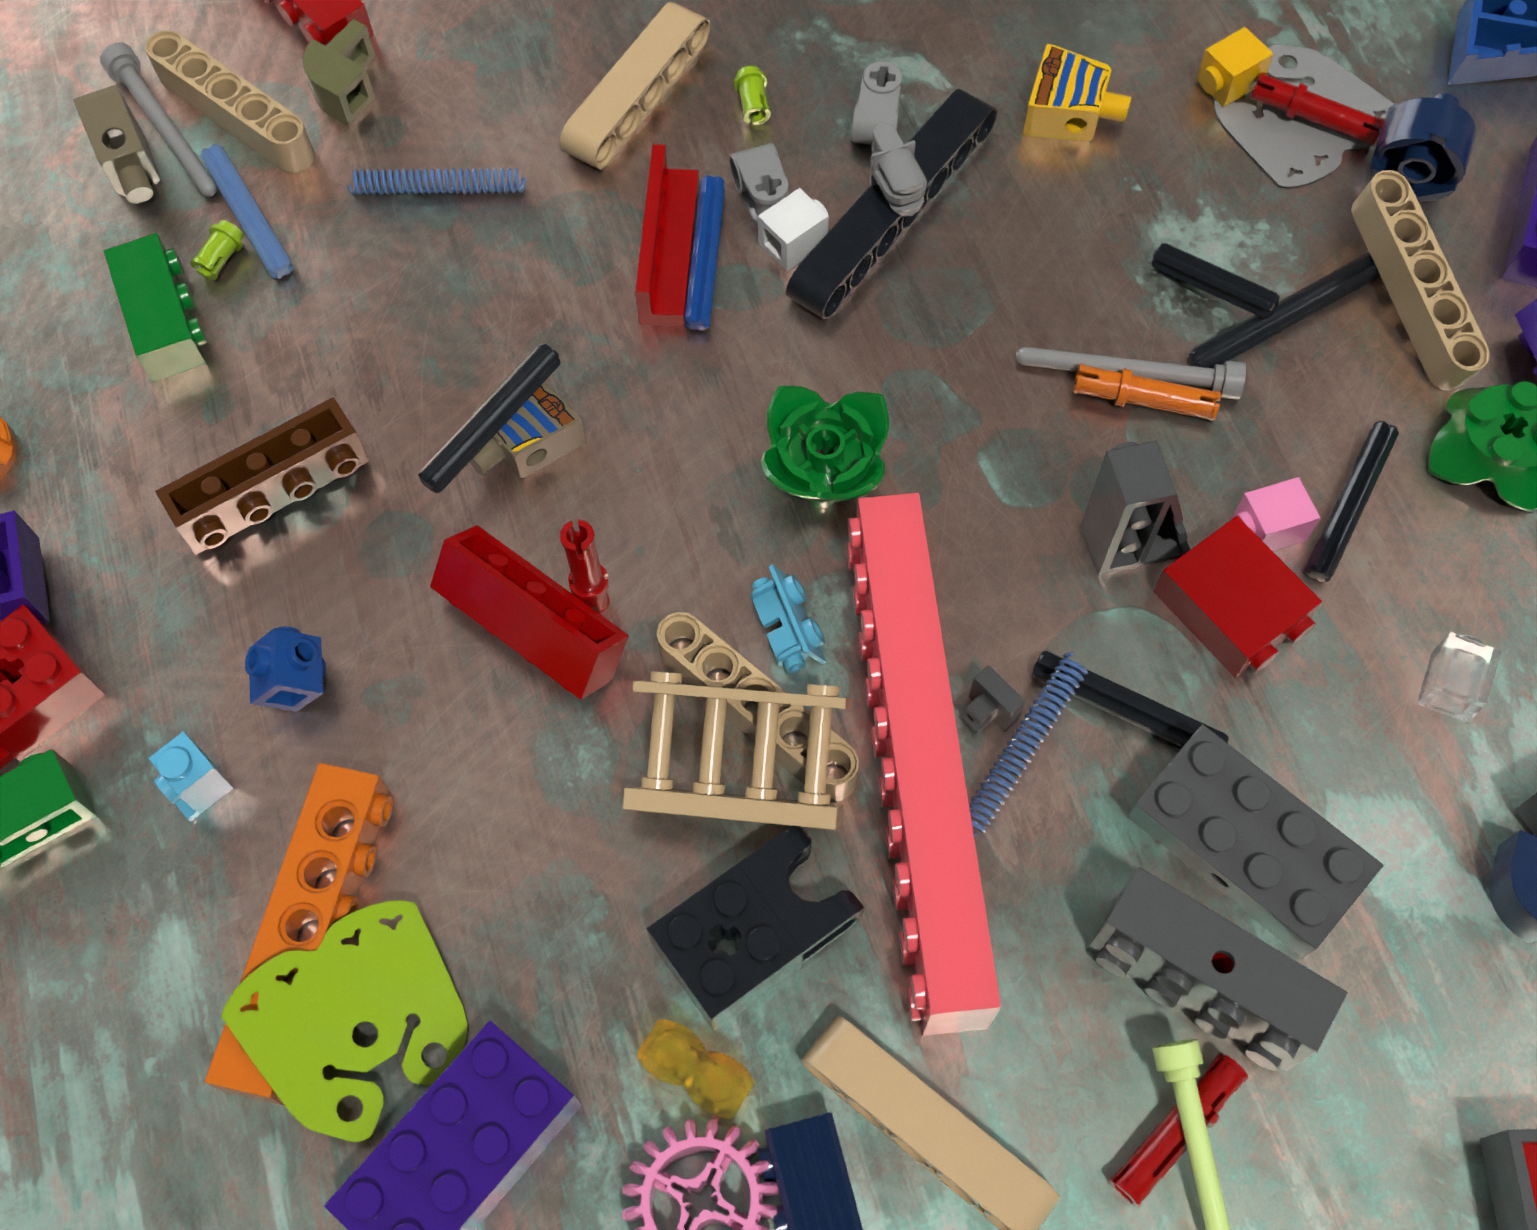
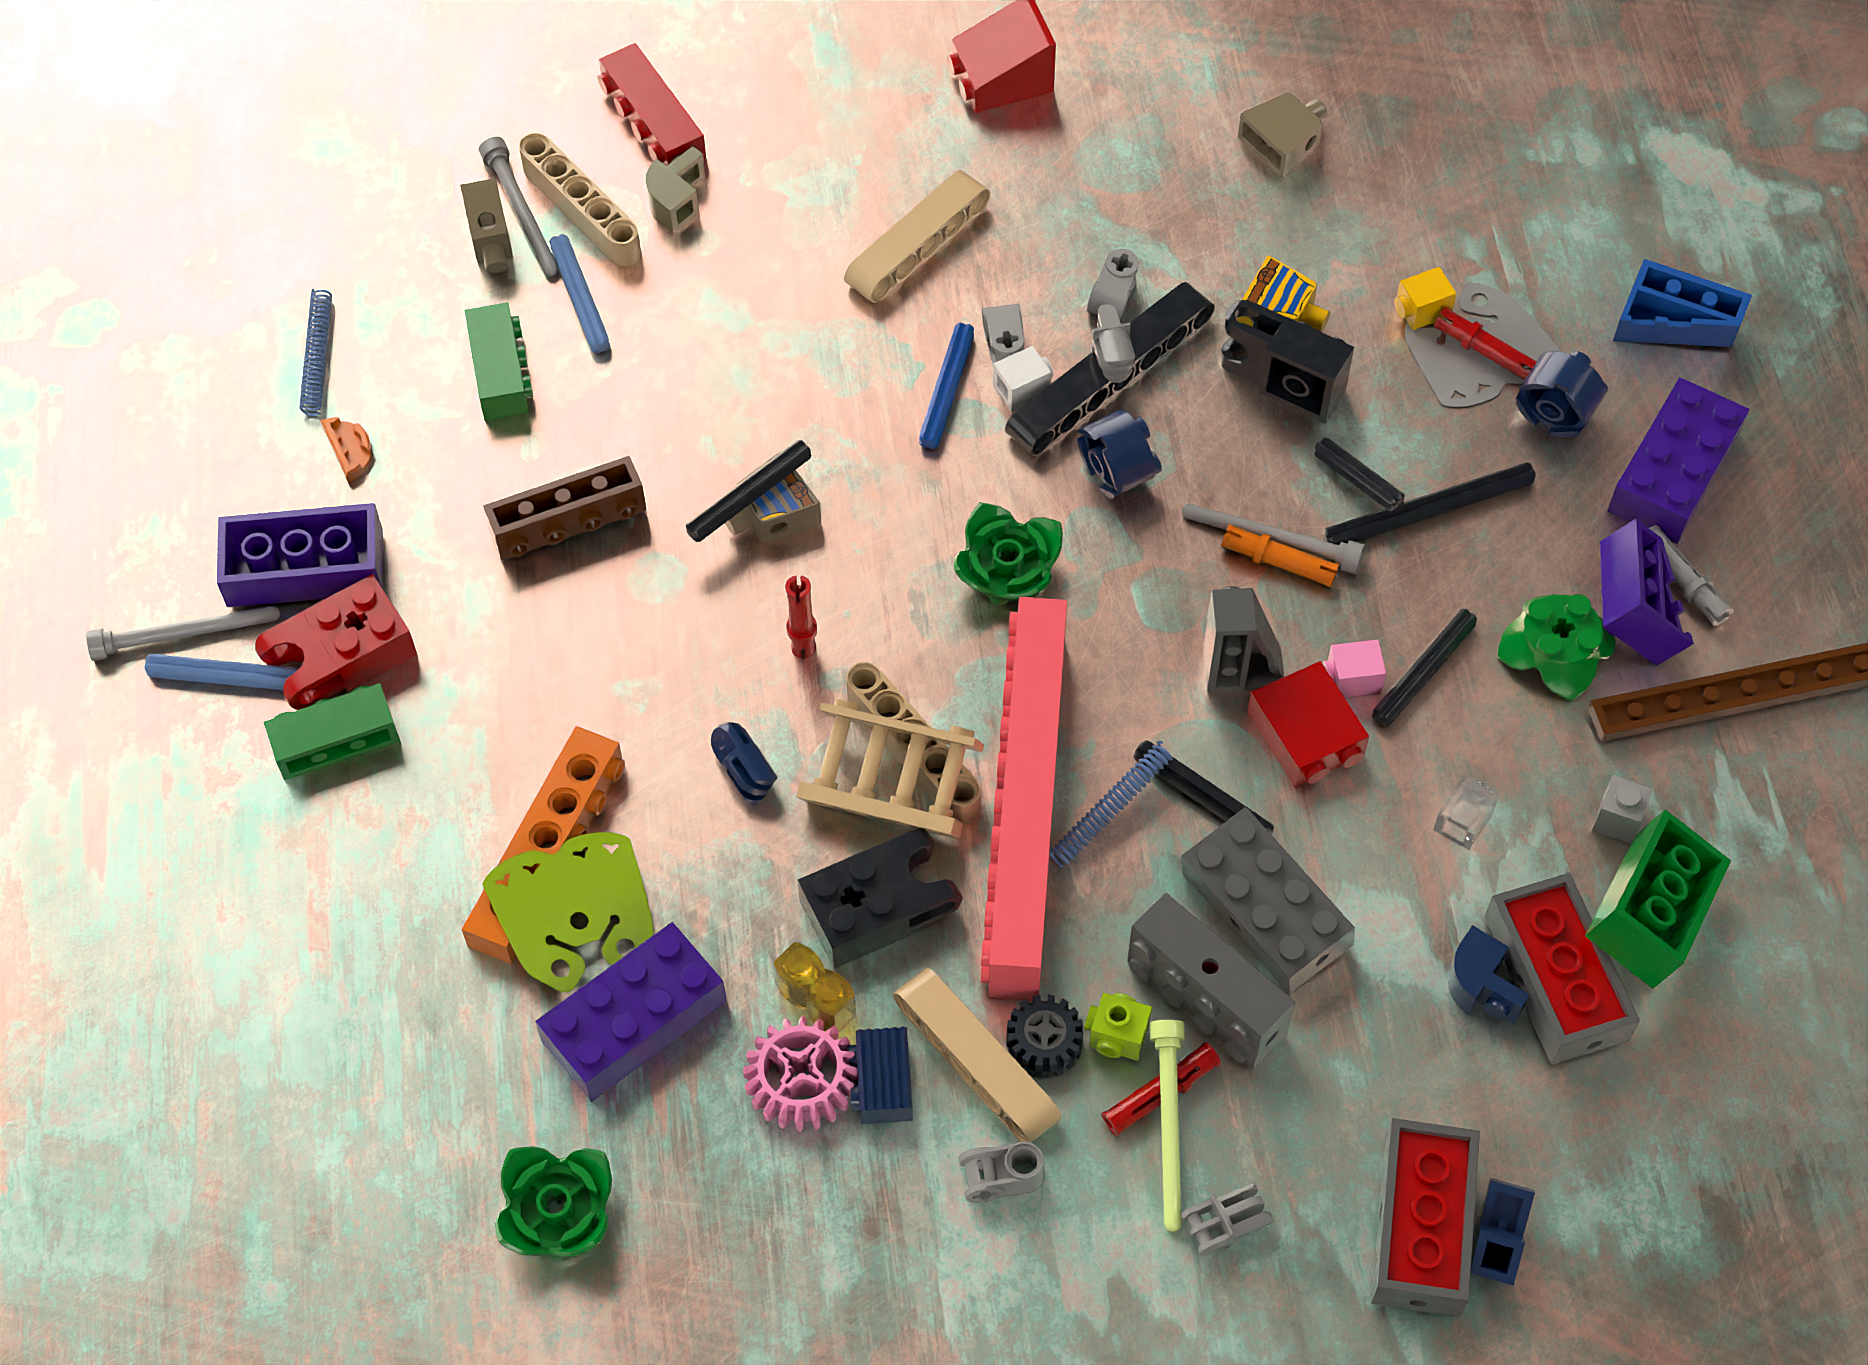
camera: 10 degrees right, 5 degrees down
(188, 776) = (476, 721): medium azure brick -> none
(218, 248) = (558, 315): lime pin -> none
(285, 669) = (559, 656): blue brick -> none
(433, 181) = (734, 297): medium blue piece -> none
(528, 611) = (751, 643): red brick -> none
(545, 769) = (743, 761): none -> dark blue arm
(666, 242) = (916, 371): red fence -> none
(751, 86) = (1013, 252): lime pin -> none
(799, 635) = (950, 669): medium azure hinge -> none
(930, 298) = (1118, 452): none -> dark blue brick
(992, 701) = (1094, 770): dark grey tile -> none
(1009, 1061) = (1045, 1021): none -> black wheel
(1098, 157) = (1287, 359): none -> black brick
(1122, 1041) = (1118, 1026): none -> lime brick
(1420, 281) = (1519, 516): tan beam -> none

